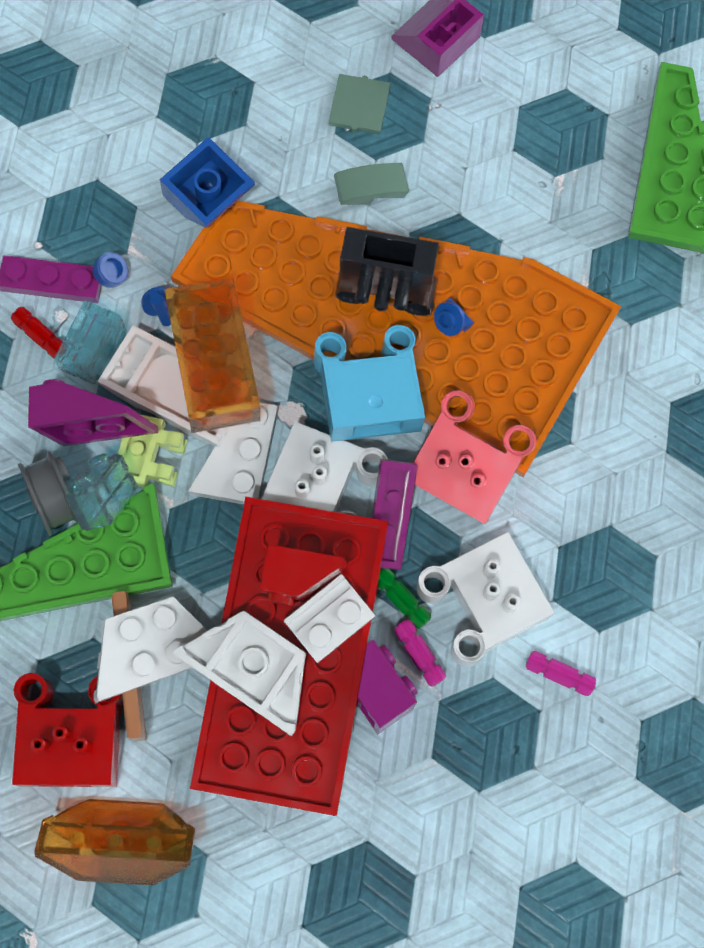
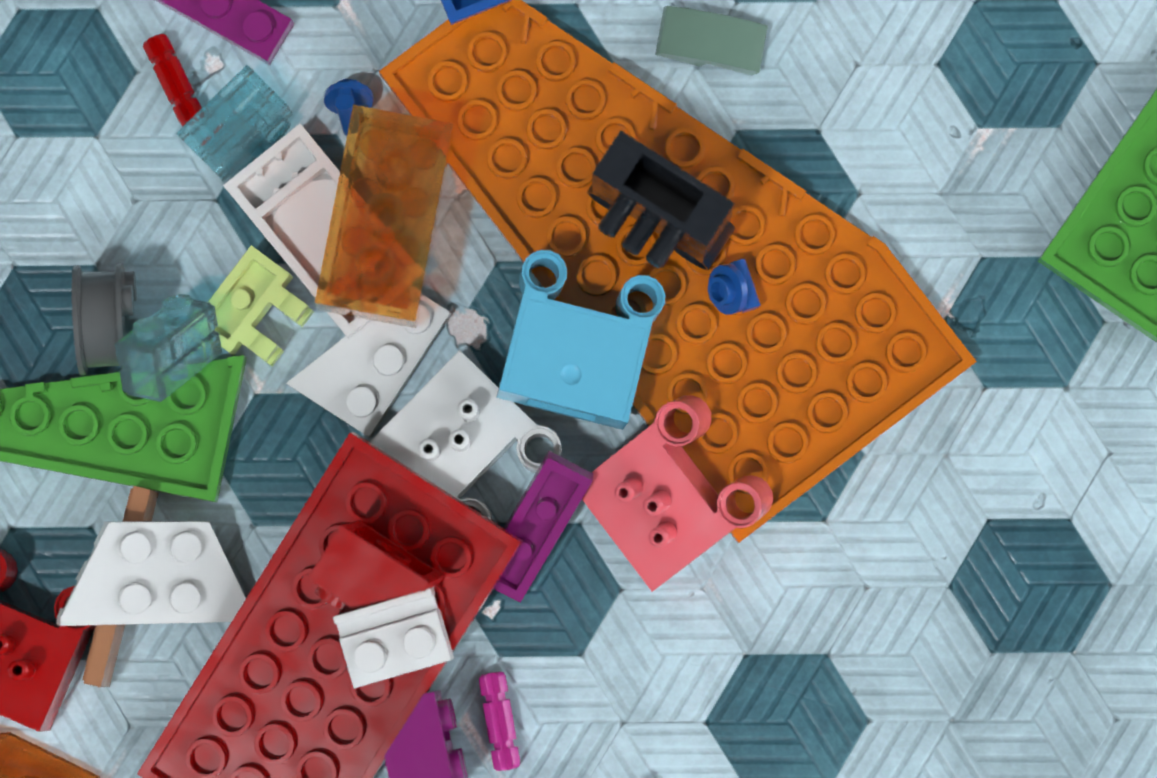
camera: 30 degrees right, 10 degrees up
(80, 417) = (173, 225): magenta slope -> none
(110, 270) = (302, 27): tile -> none
(251, 666) = (270, 658): white wing -> none
(403, 598) = (507, 641): green axle -> none
(494, 592) = (628, 685): white piece -> none

